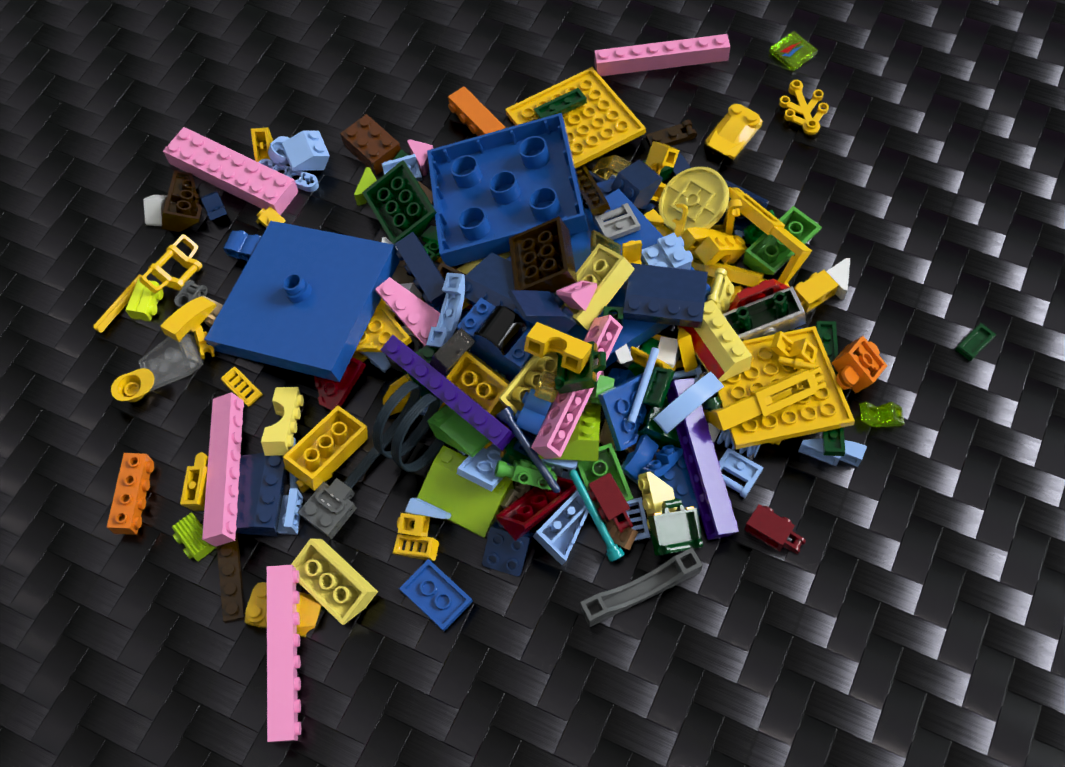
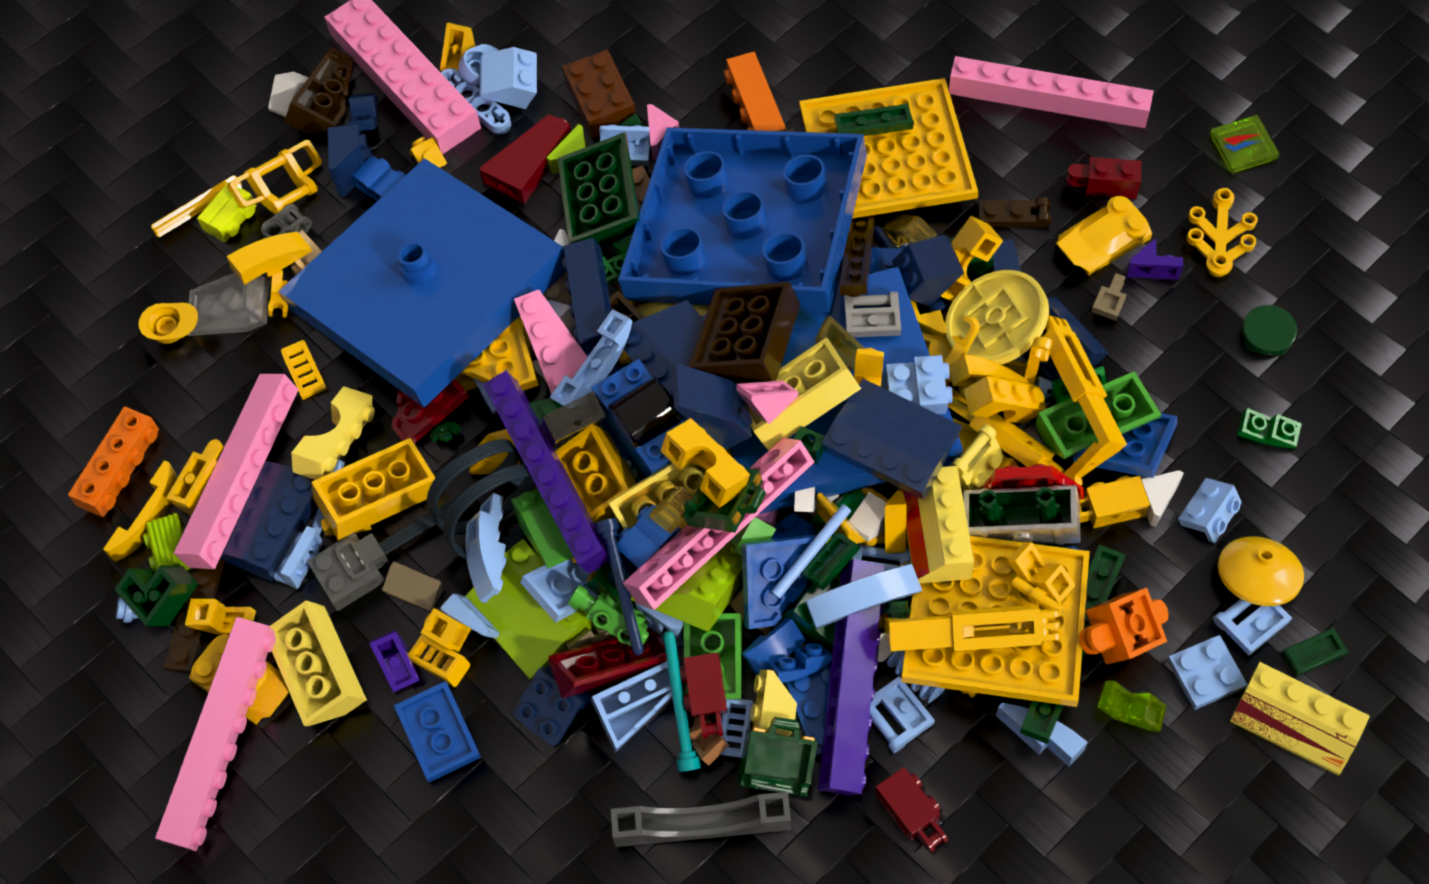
camera: 20 degrees right, 0 degrees up
(160, 545) = (125, 542): none -> yellow slope
(181, 590) = (124, 611): none -> light blue plate
(200, 574) = (156, 595): none -> dark green brick
(216, 235) = (345, 155): none -> dark blue slope
(248, 574) = (214, 617): none -> yellow slope
(338, 203) = (524, 162): none -> dark red slope
(357, 394) = (445, 431): none -> dark green plant
(377, 504) = (412, 586): none -> dark tan slope
(387, 558) = (394, 660): none -> dark purple slope
(421, 462) = (484, 551): none -> light blue slope
(720, 95) = (1107, 177): none -> dark red brick
(755, 170) = (1110, 300): none -> dark tan plate
(770, 140) = (1149, 265): none -> dark purple slope
(821, 254) = (1143, 448): none -> blue plate
(859, 156) = (1269, 330): none -> dark green tile
(874, 275) = (1211, 508): none -> light blue bracket
(889, 216) = (1269, 430): none -> green slope
(916, 377) = (1207, 672): none -> light blue plate
(922, 303) = (1260, 571): none -> yellow dish
(935, 338) = (1255, 628): none -> light blue plate
(987, 385) = (1299, 718): none -> light yellow slope

